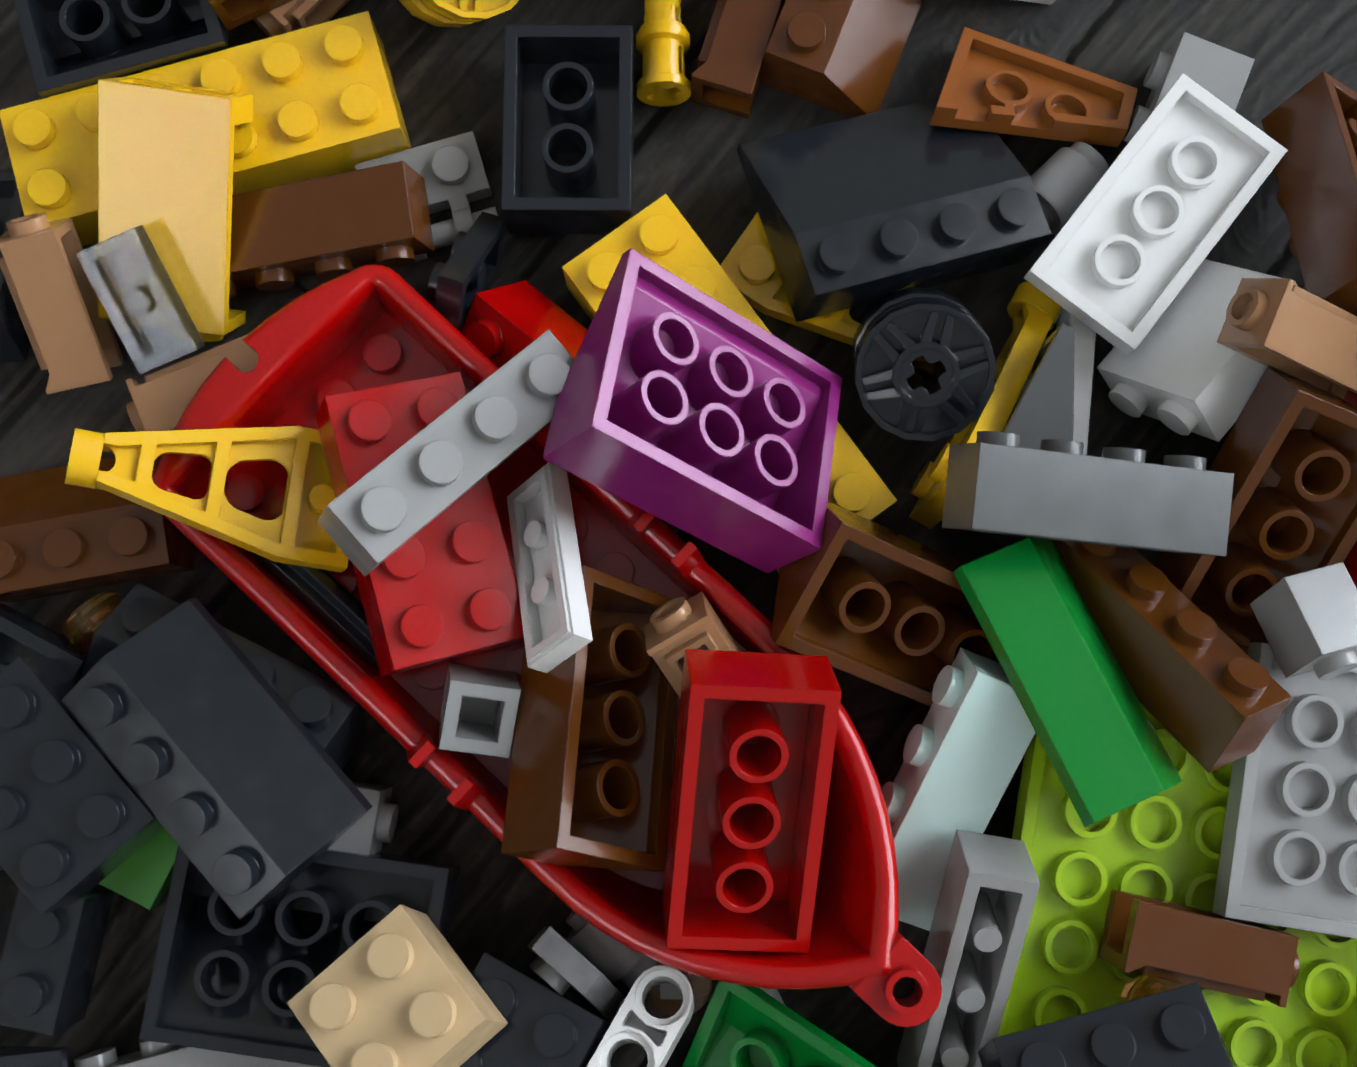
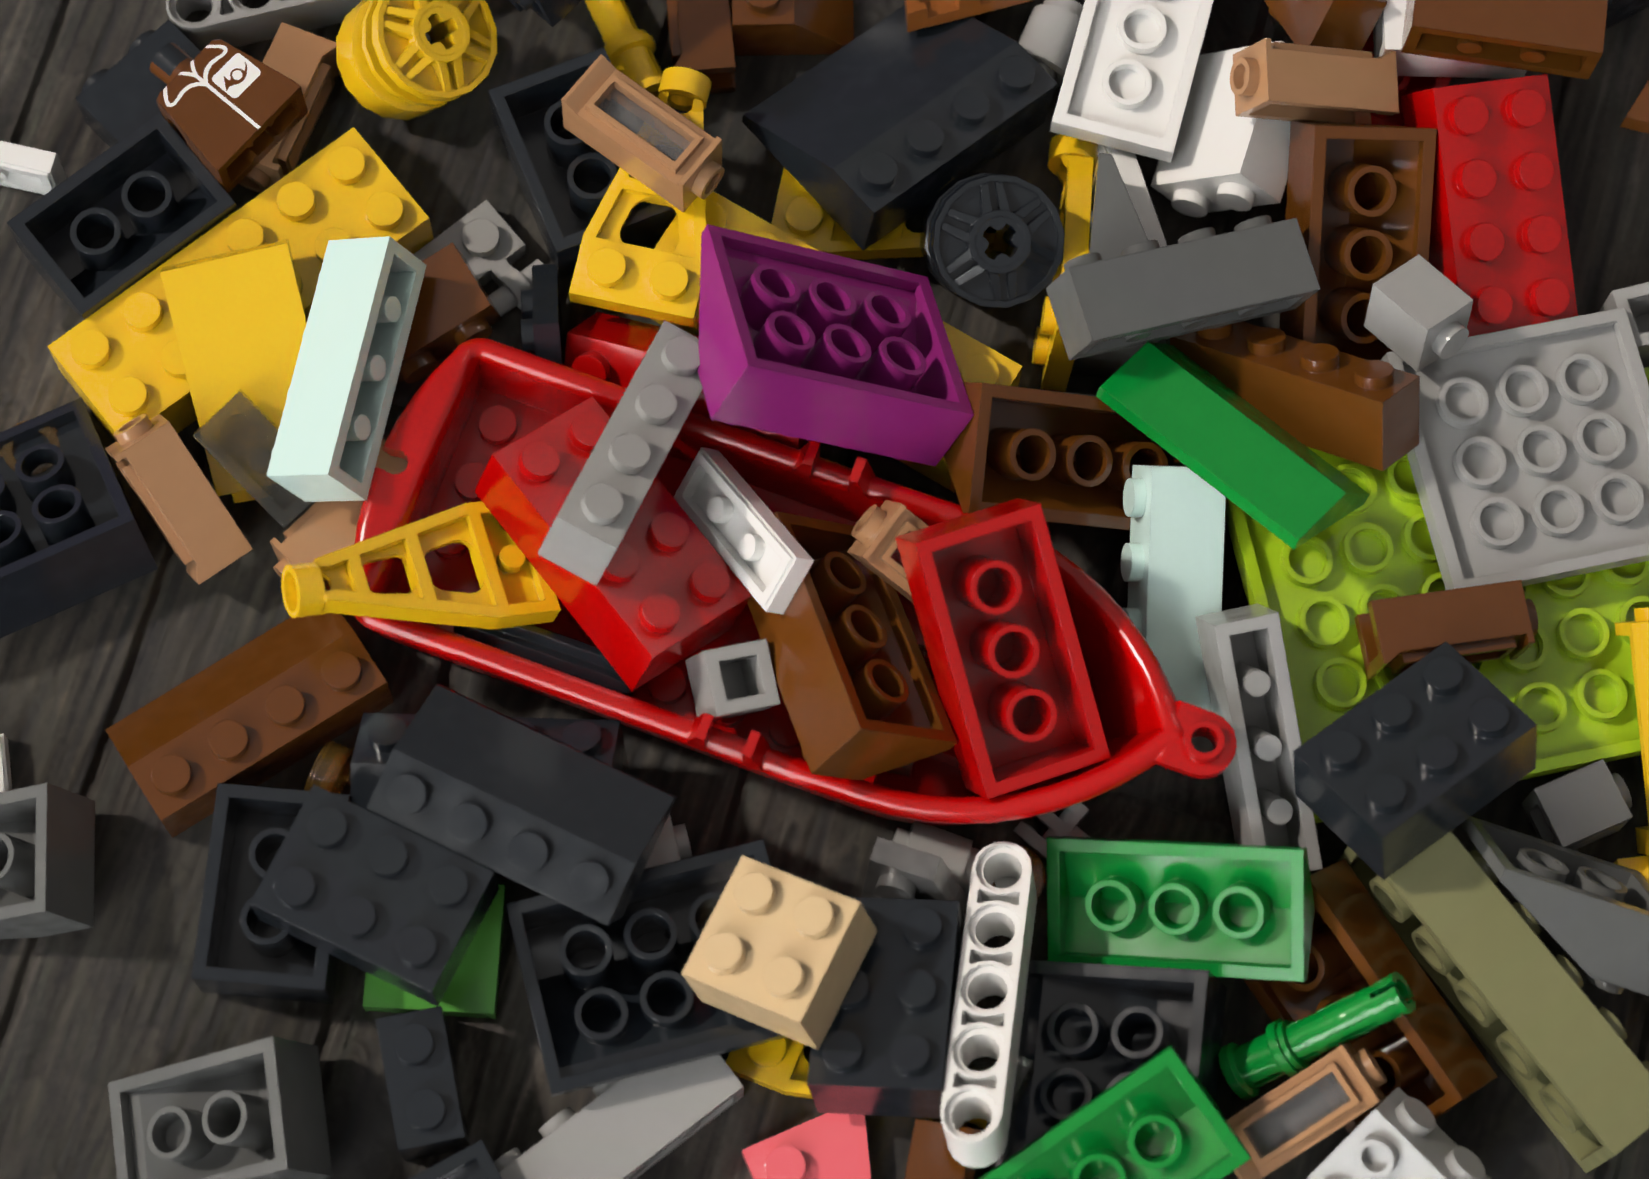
camera: 25 degrees left, 10 degrees down
(239, 248) = (347, 370): none -> light aqua brick
(562, 265) = (638, 277): none -> yellow plate
(622, 125) = (643, 135): none -> medium nougat window

